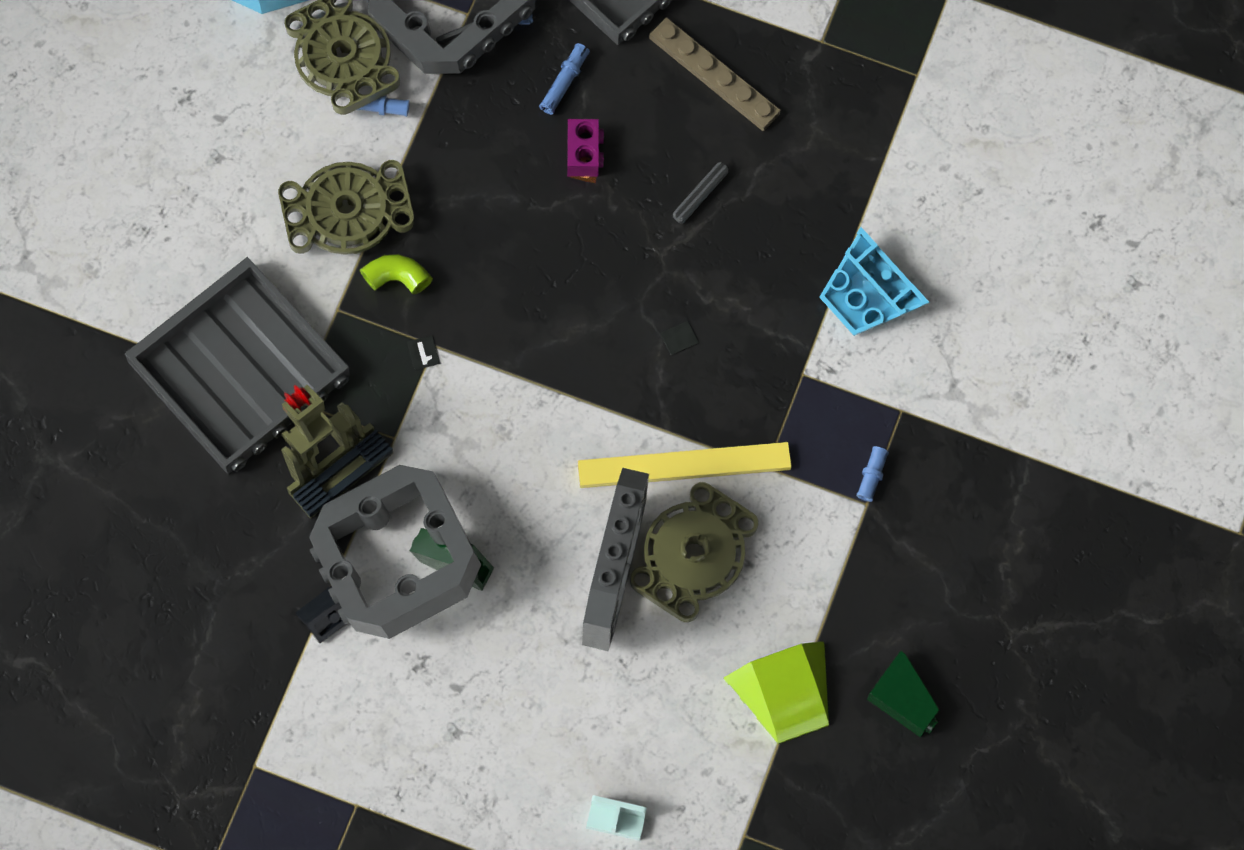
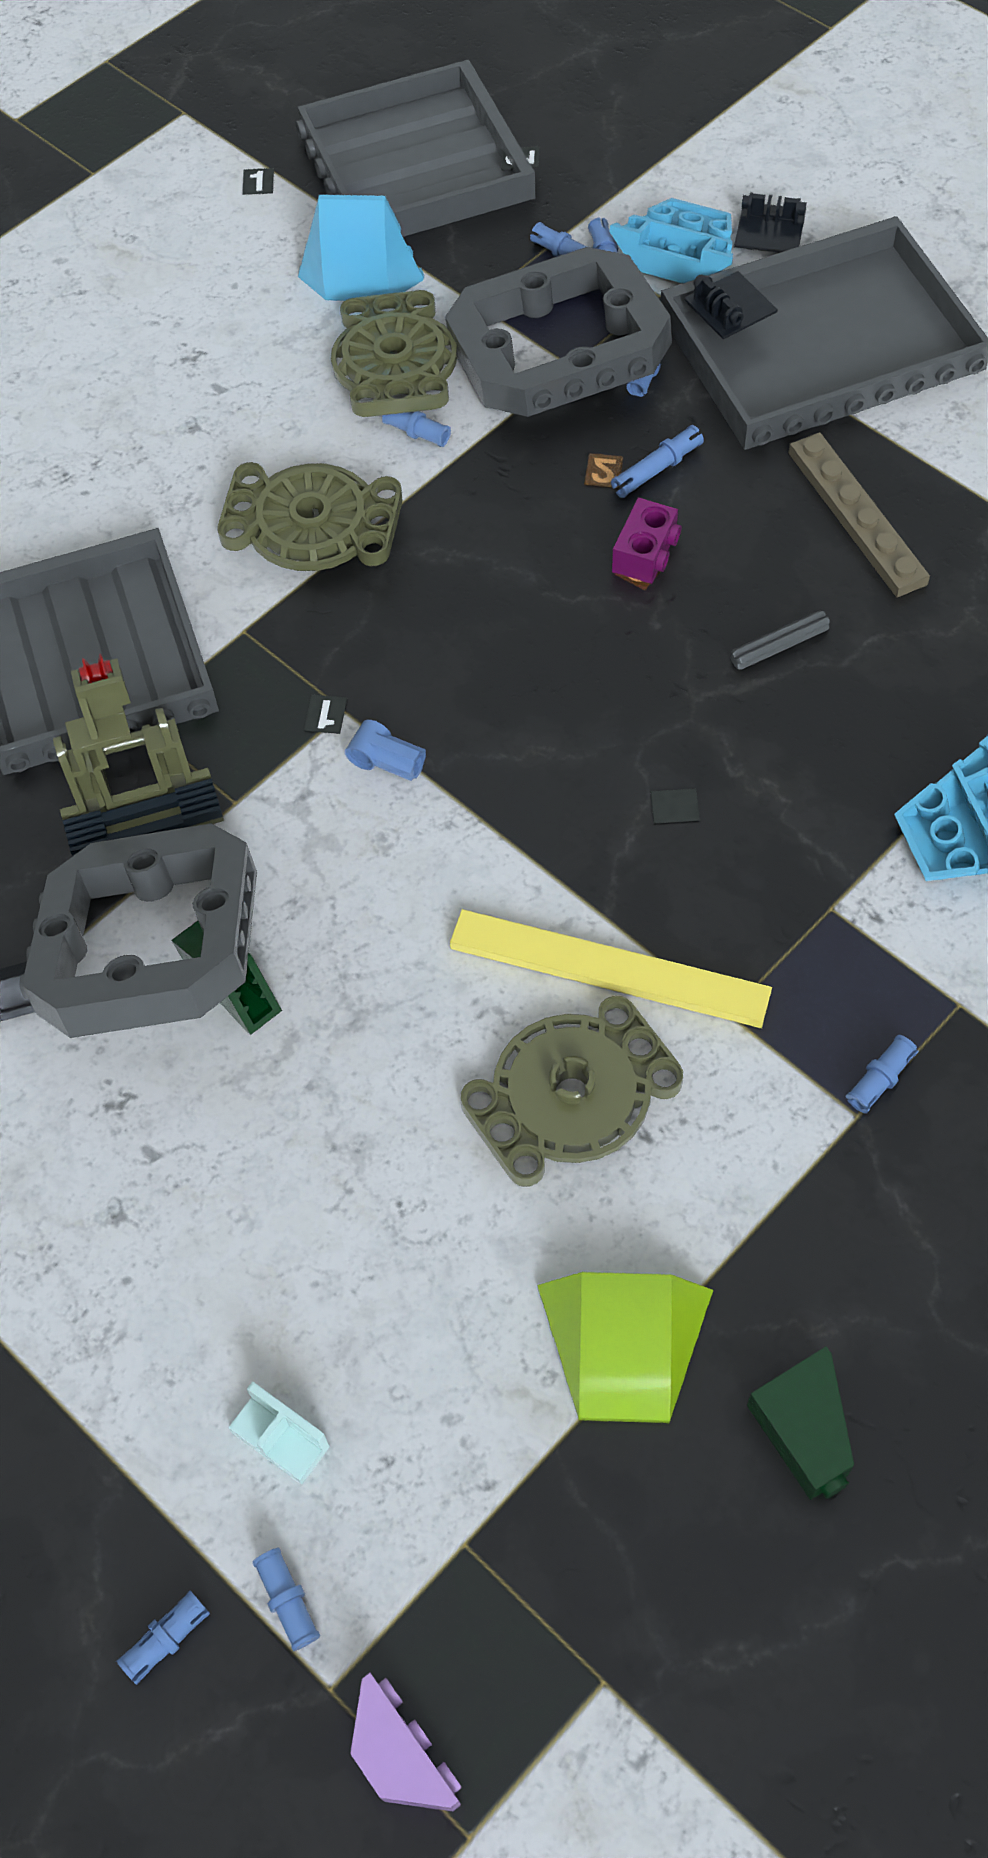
camera: 30 degrees right, 10 degrees down
(396, 268) = (339, 602): lime cylinder -> none
(472, 368) = (377, 747): none -> medium blue piece
(527, 95) = (602, 469): none -> clear orange sticker
(615, 559) = (478, 954): dark grey panel -> none

